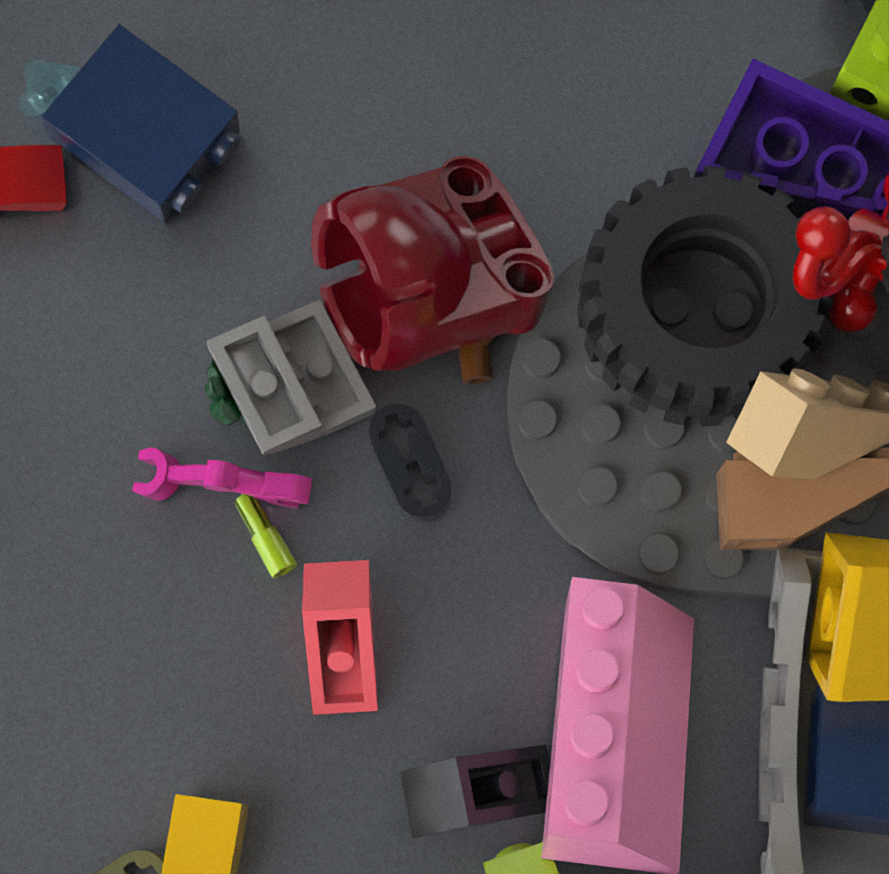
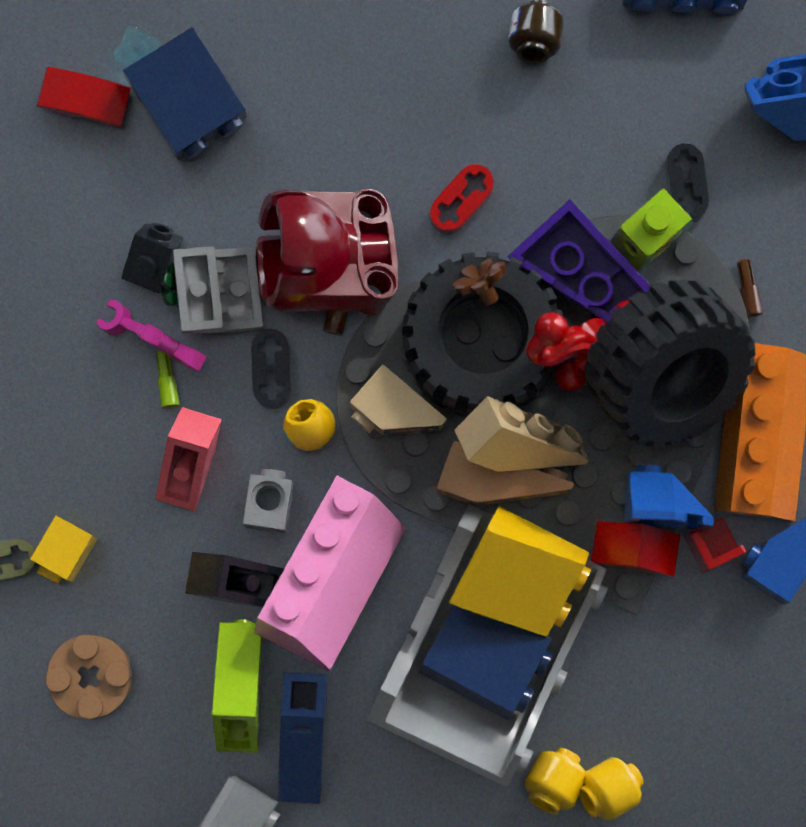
camera: 20 degrees right, 5 degrees up
(176, 367) = (150, 255): none -> black bracket
(477, 684) = (272, 520): none -> light grey brick
(498, 521) = (309, 425): none -> yellow piece
(572, 128) = (454, 193): none -> red beam
(616, 447) = (393, 407): none -> tan slope
(683, 208) = (481, 280): none -> reddish brown plant

